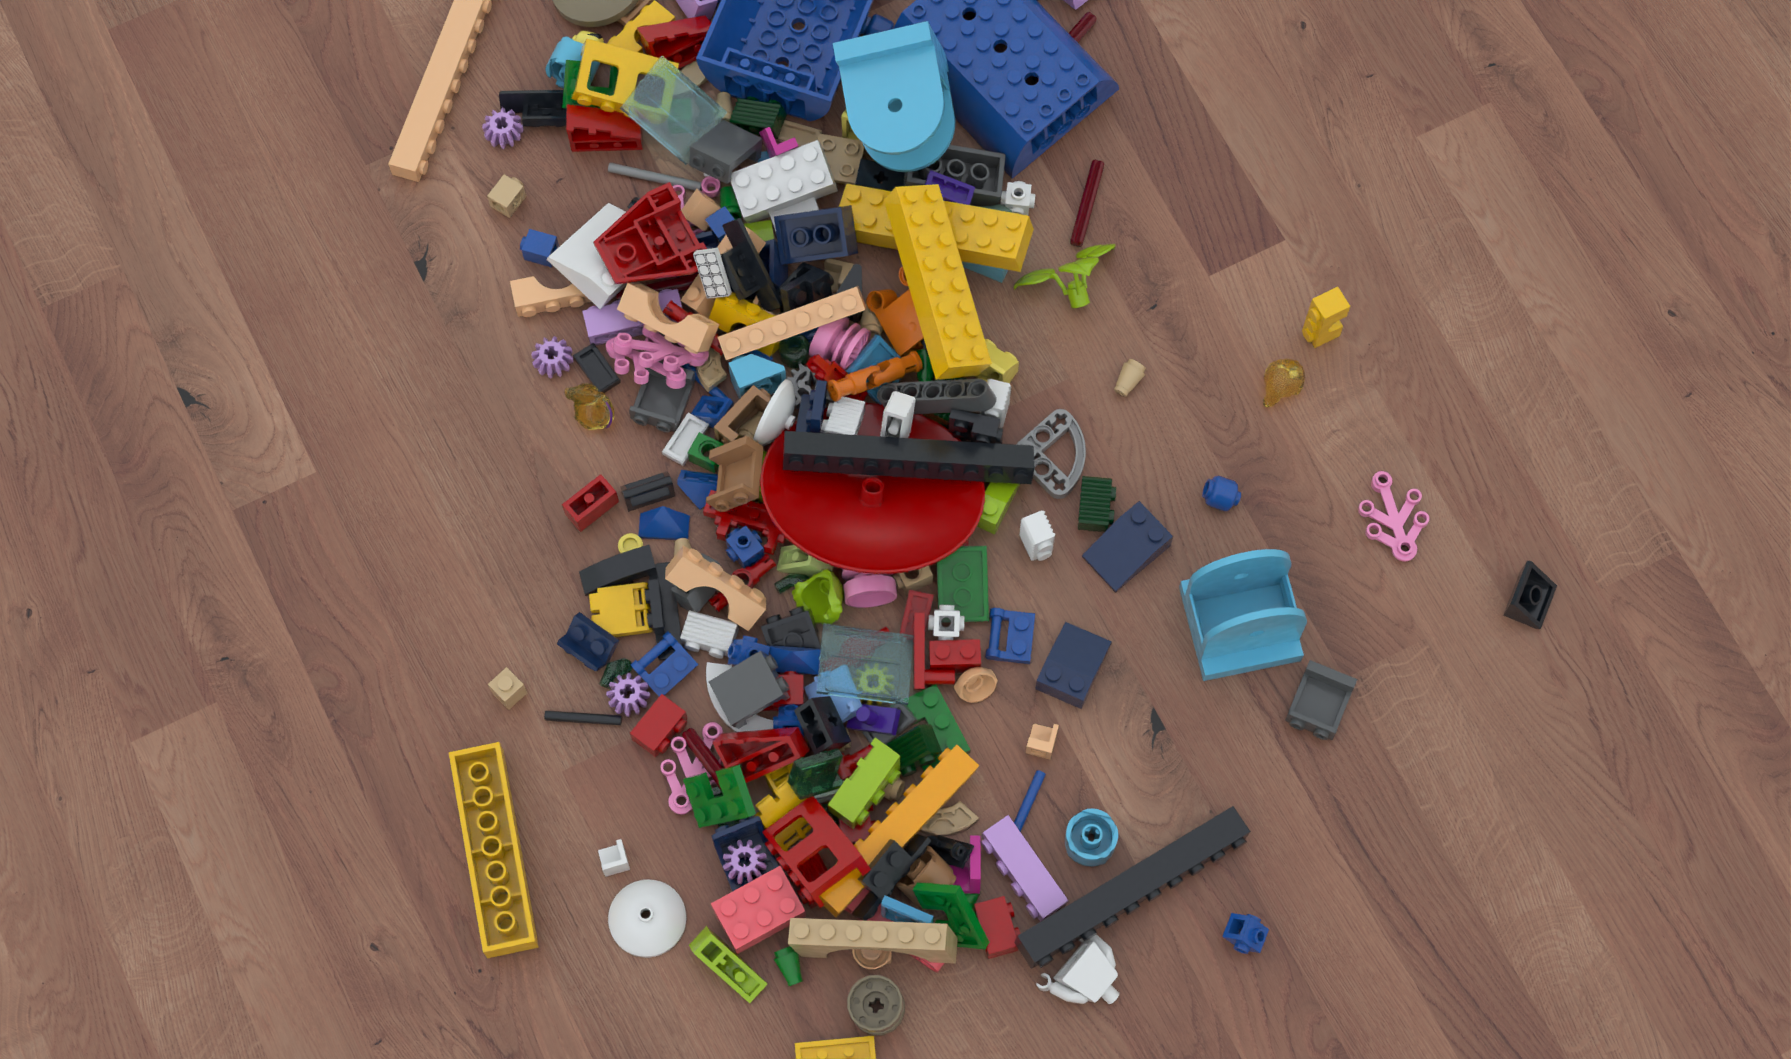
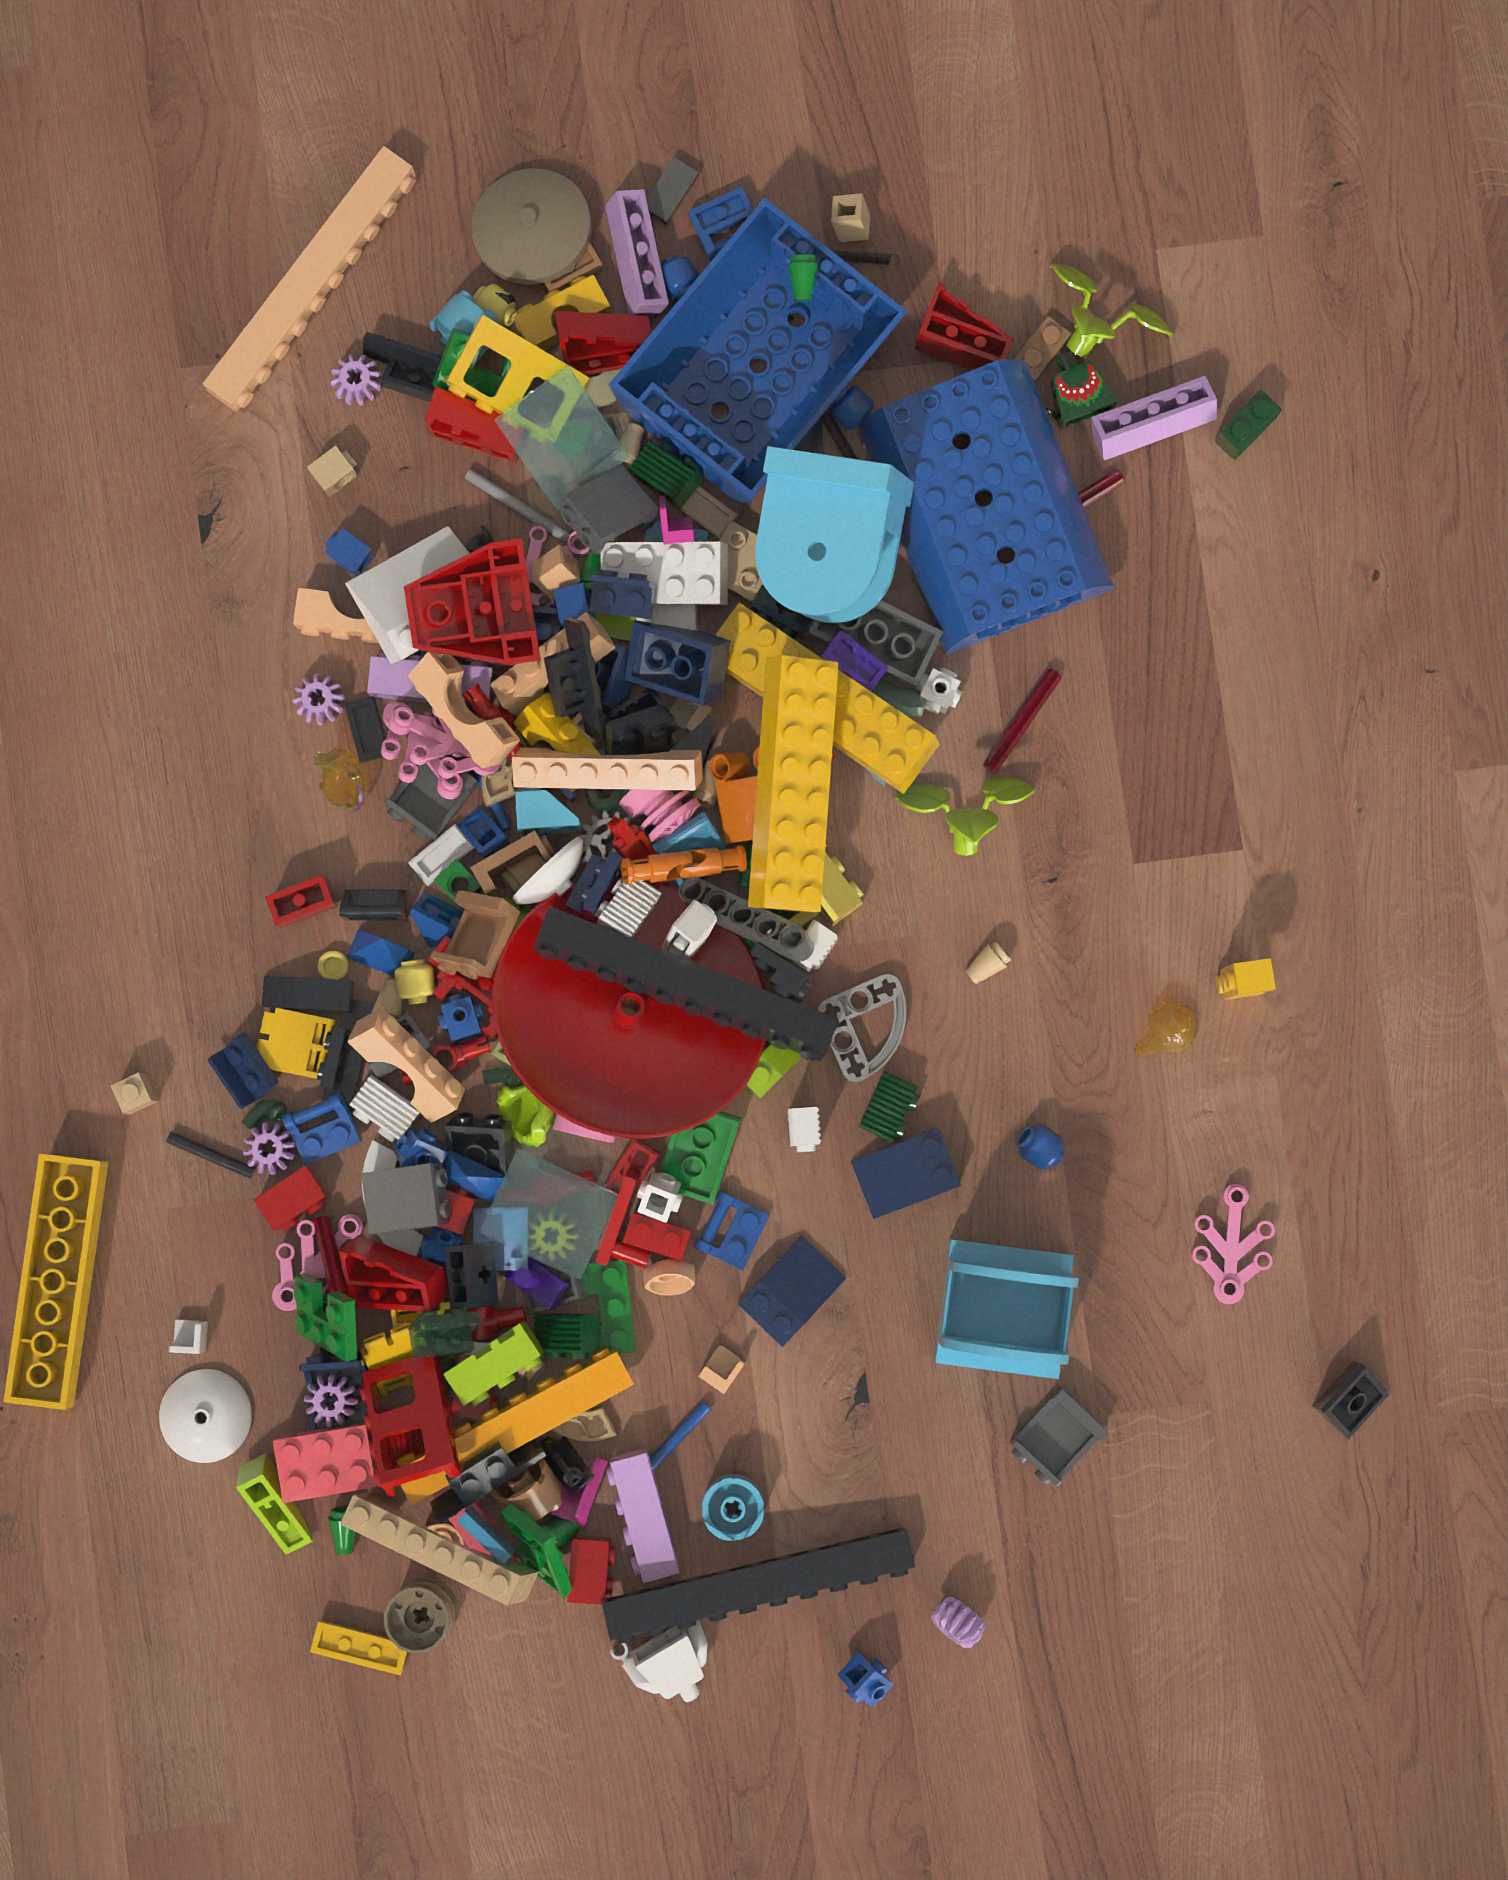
camera: 20 degrees right, 15 degrees up
(698, 532) = (415, 981): none -> light yellow head
(712, 273) = (532, 675): white tile -> none
(758, 200) = (621, 595): none -> dark blue bracket
(1300, 863) = (958, 1622): none -> lavender gear

